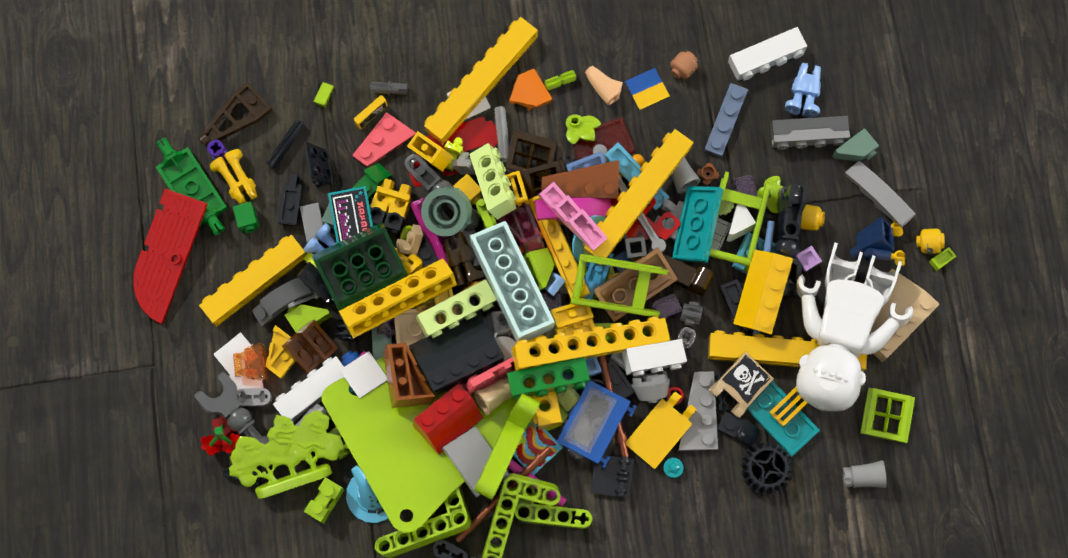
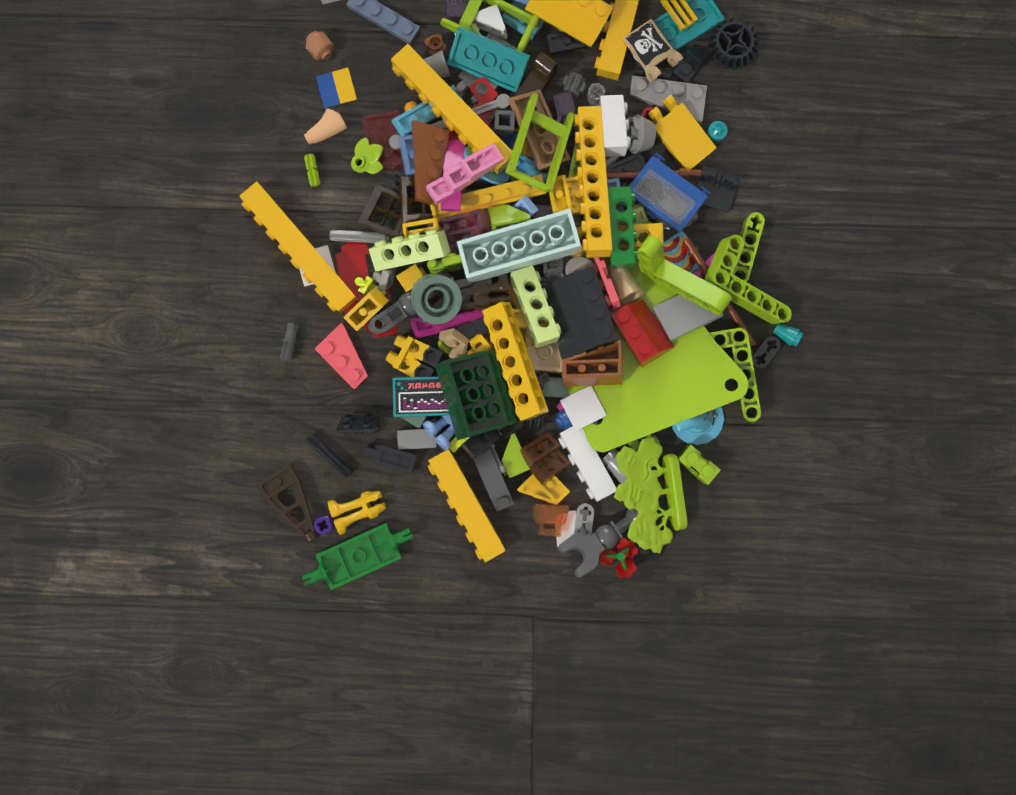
camera: 80 degrees left, 10 degrees up
(169, 247) = (416, 585): red door -> none
(225, 354) = (529, 532): white sticker -> none
(246, 217) = (400, 504): green brick -> none
(323, 94) = (283, 409): lime piece -> none
(370, 112) = (312, 364): yellow tile -> none
(373, 178) = (382, 373): green slope -> none
(529, 91) = (318, 202): orange slope -> none

